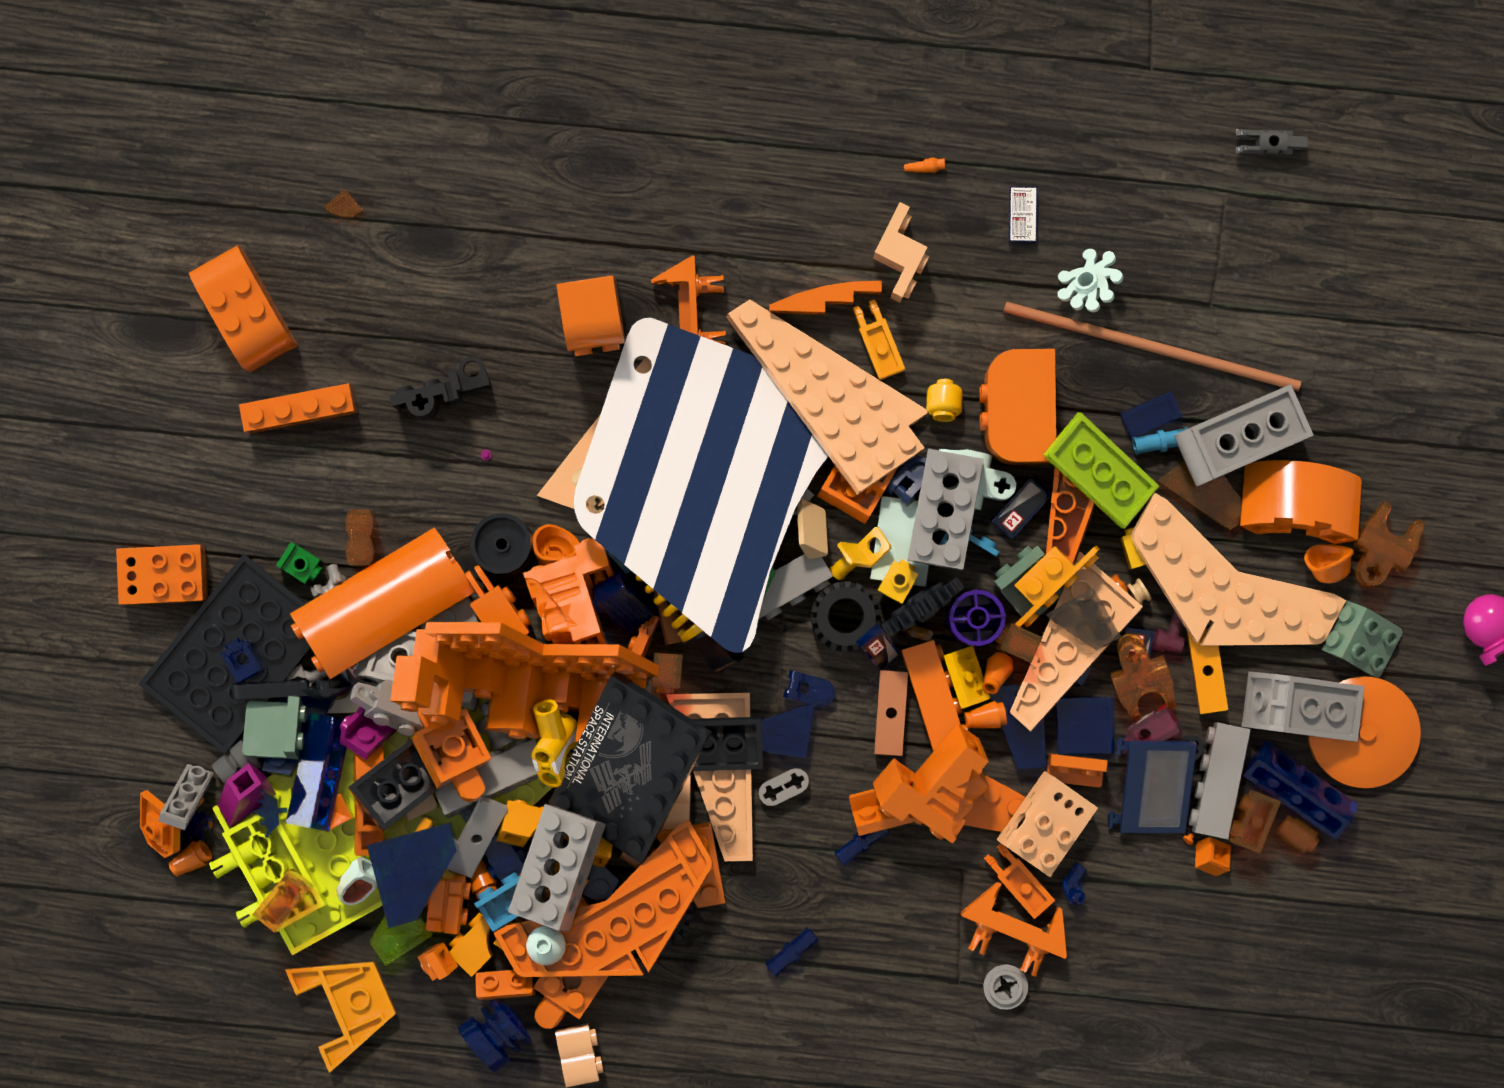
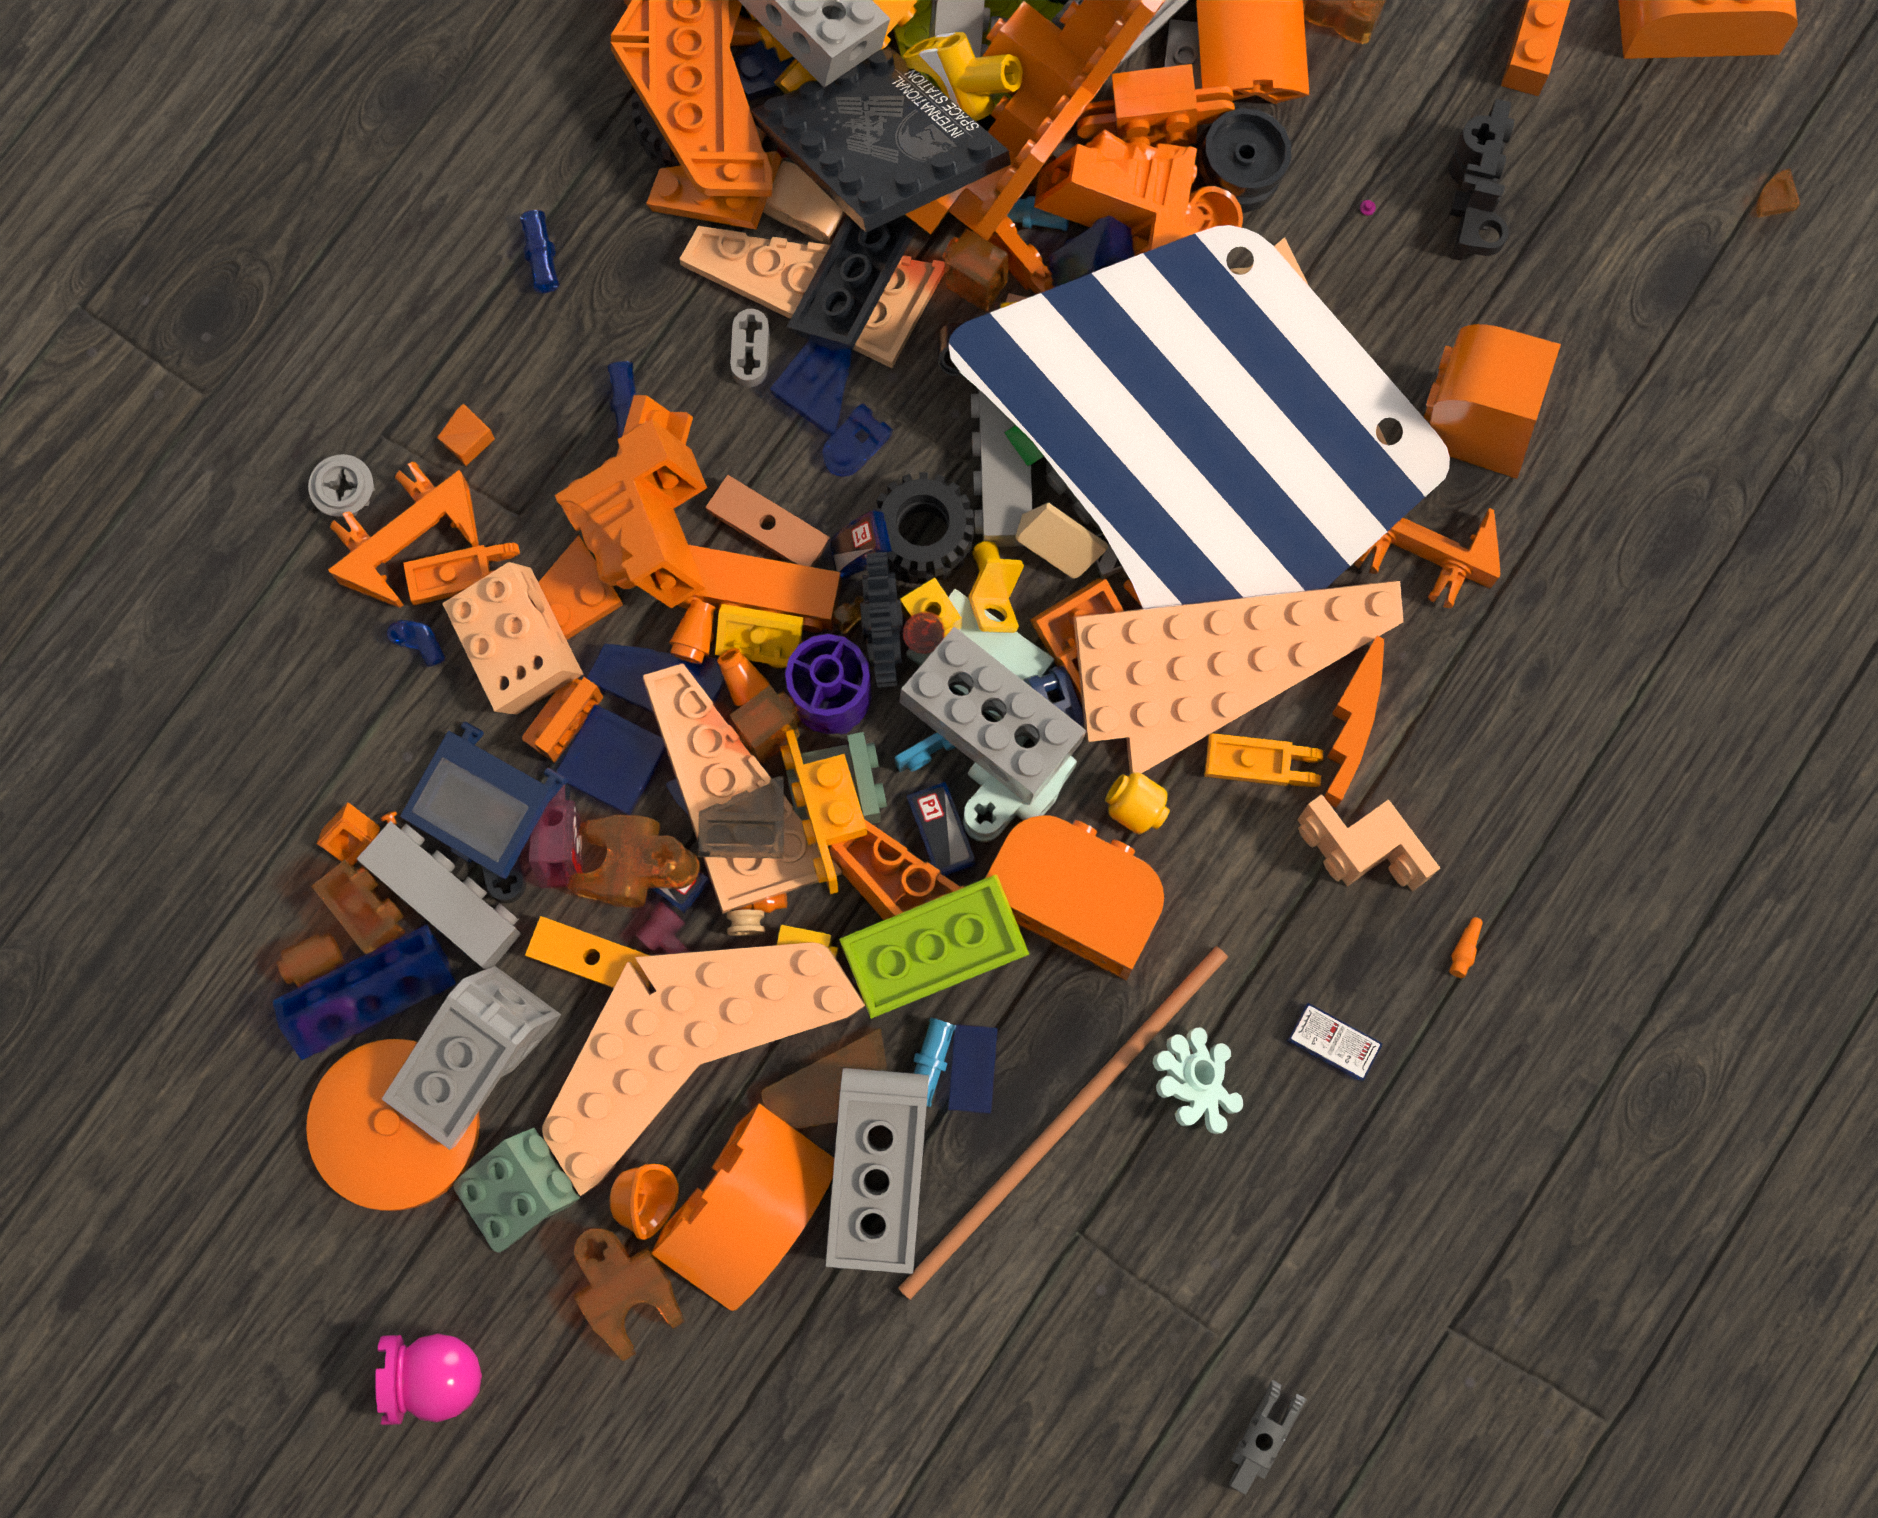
camera: 115 degrees right, 10 degrees down
(916, 576) = (924, 632): none -> clear red tile
(933, 929) = (465, 435): none -> orange slope

